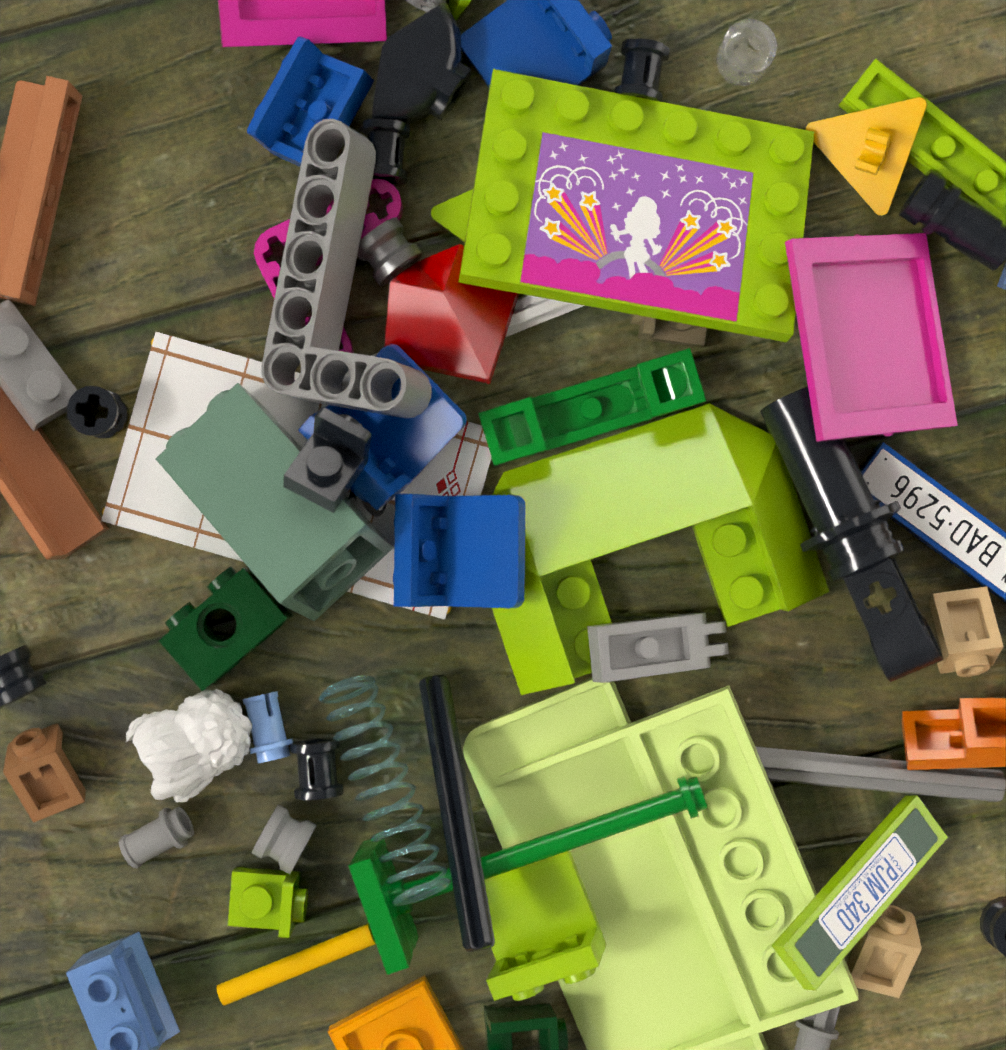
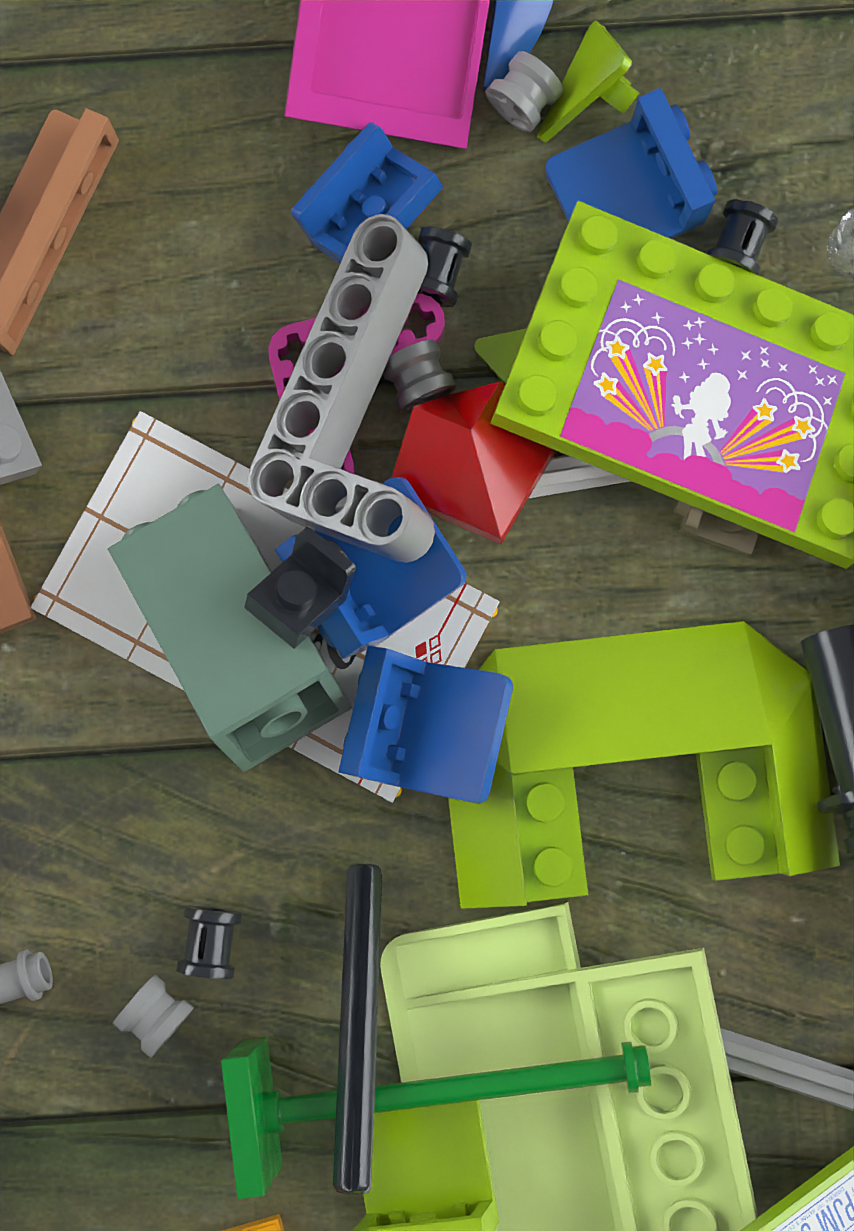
camera: 15 degrees right, 5 degrees down
(94, 396) = (54, 467): black bush -> none
(191, 744) = (73, 881): white hair -> none
(200, 650) = (102, 763): dark green brick -> none
(267, 727) = (163, 882): light blue pin -> none
(267, 900) = (117, 1083): lime bracket -> none
(295, 964) = (134, 1167): yellow piece -> none
(416, 893) = (290, 1110): clear light blue piece -> none
(421, 69) = (498, 185): black piece -> none
(592, 407) = (611, 597): green slope -> none
(653, 646) = (624, 884): light grey hinge -> none

